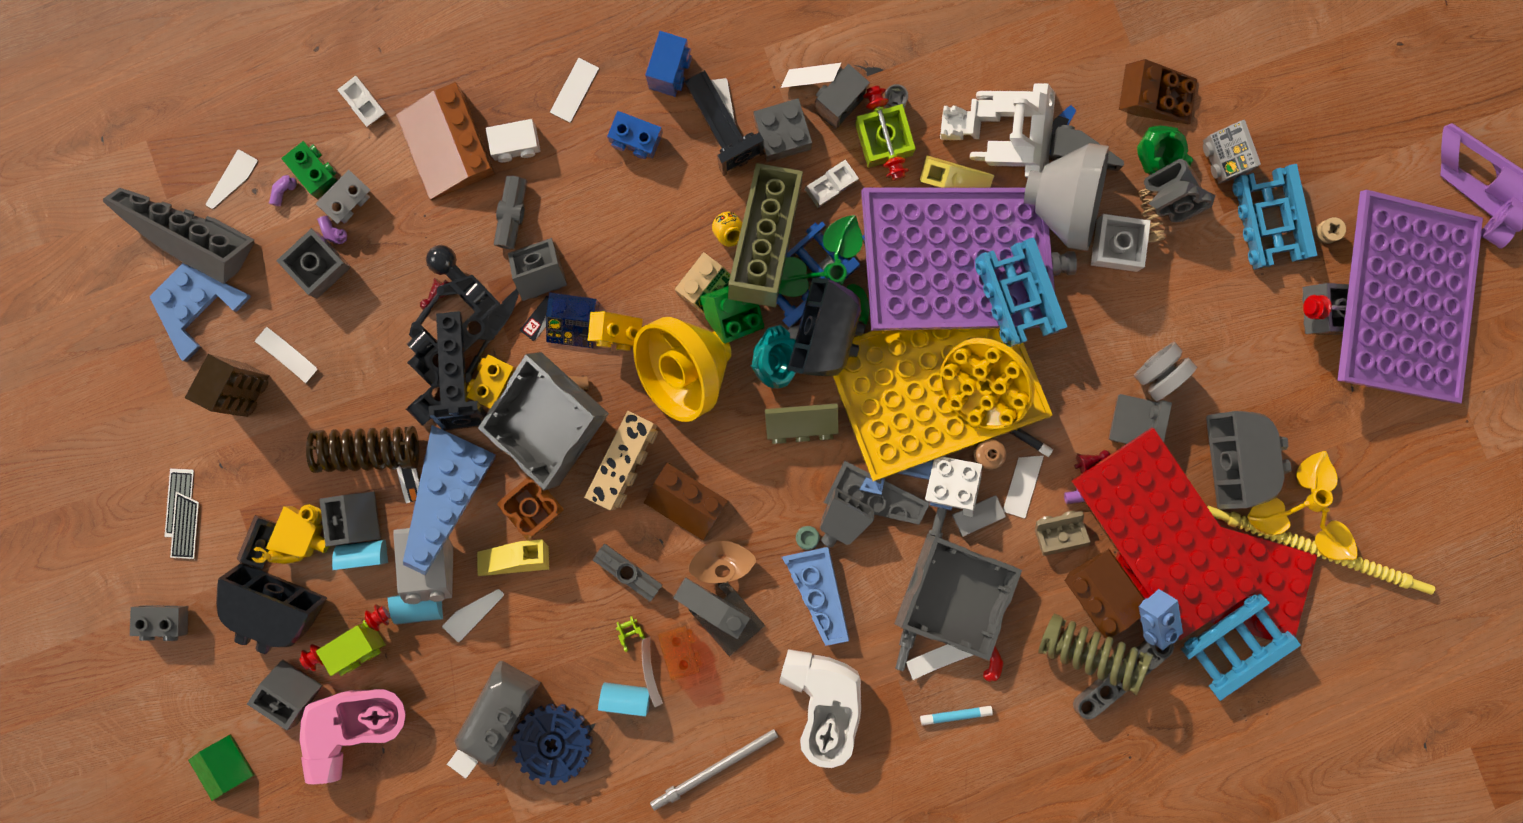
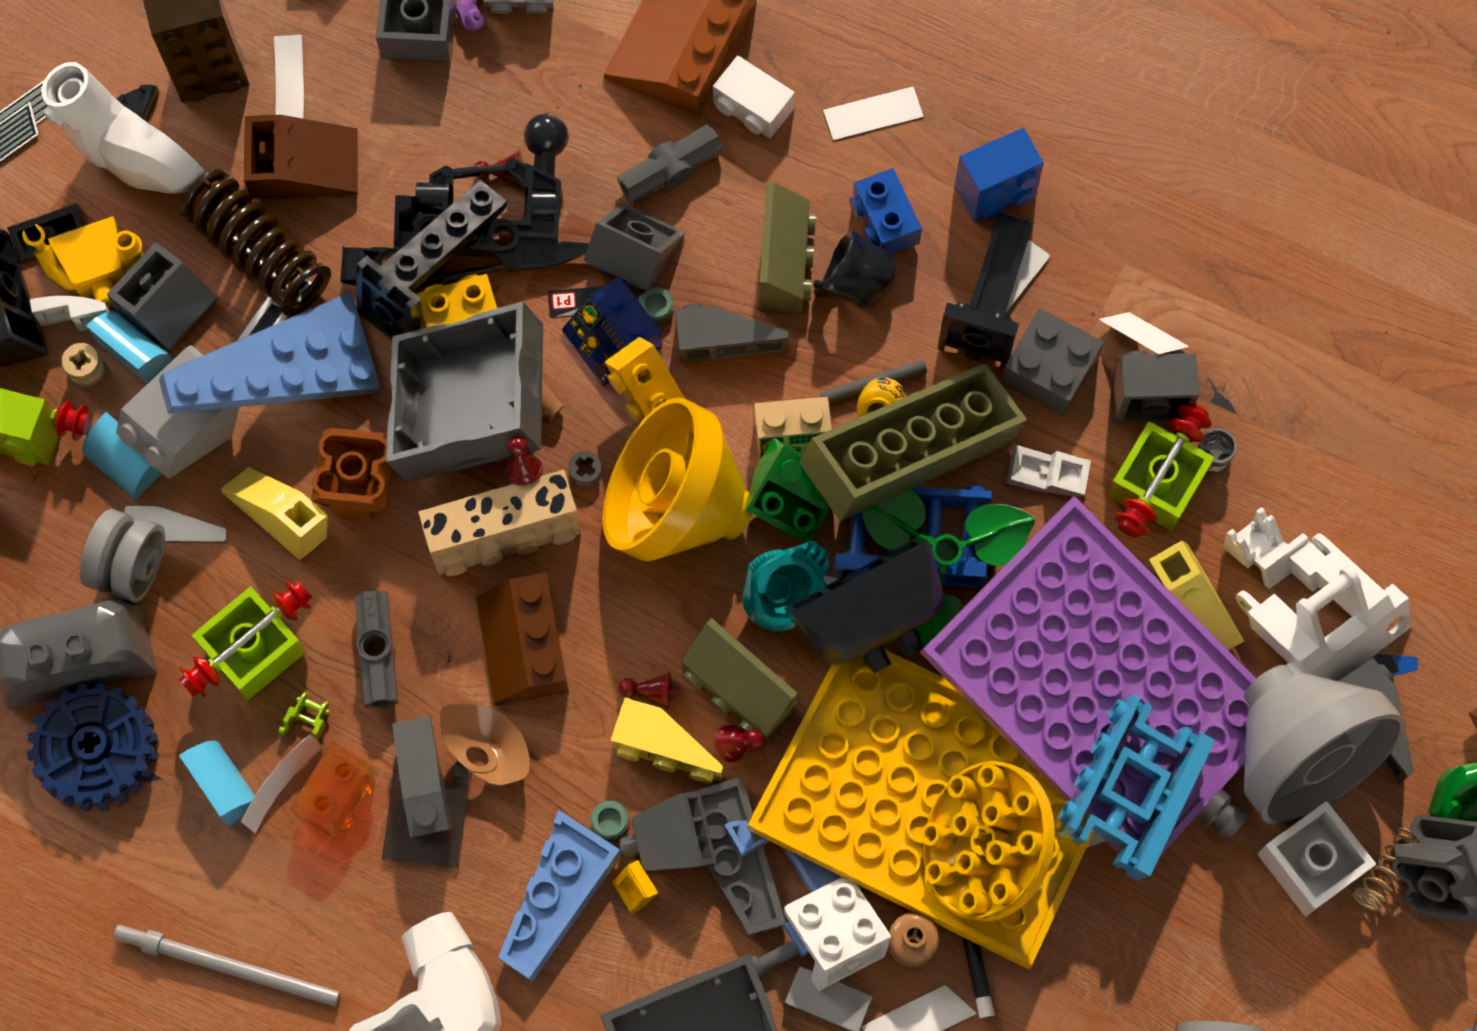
camera: 45 degrees right, 15 degrees down
(227, 439) = (140, 100): none -> black tile
(240, 469) = (114, 135): none -> white piece
(318, 564) = (64, 308): none -> white slope
(336, 387) = (299, 157): none -> reddish brown slope
(354, 584) = (89, 371): none -> tan wheel
(471, 652) = (122, 555): none -> light grey wheel
(570, 630) = (248, 642): none -> lime brick
(576, 286) = (658, 304): none -> sand green tile
(608, 428) = (523, 466): none -> dark red piece
(609, 200) = (785, 251): none -> olive slope
(620, 271) = (719, 334): none -> dark grey slope
(622, 400) = (583, 457): none -> dark grey bush
(652, 177) = (858, 272): none -> black piece
(707, 231) = (855, 388): none -> dark grey bar
(766, 461) = (655, 689): none -> dark red piece
(787, 482) = (655, 736): none -> light yellow slope
(824, 449) = (732, 742): none -> dark red piece
(850, 555) = (634, 887): none -> yellow tile

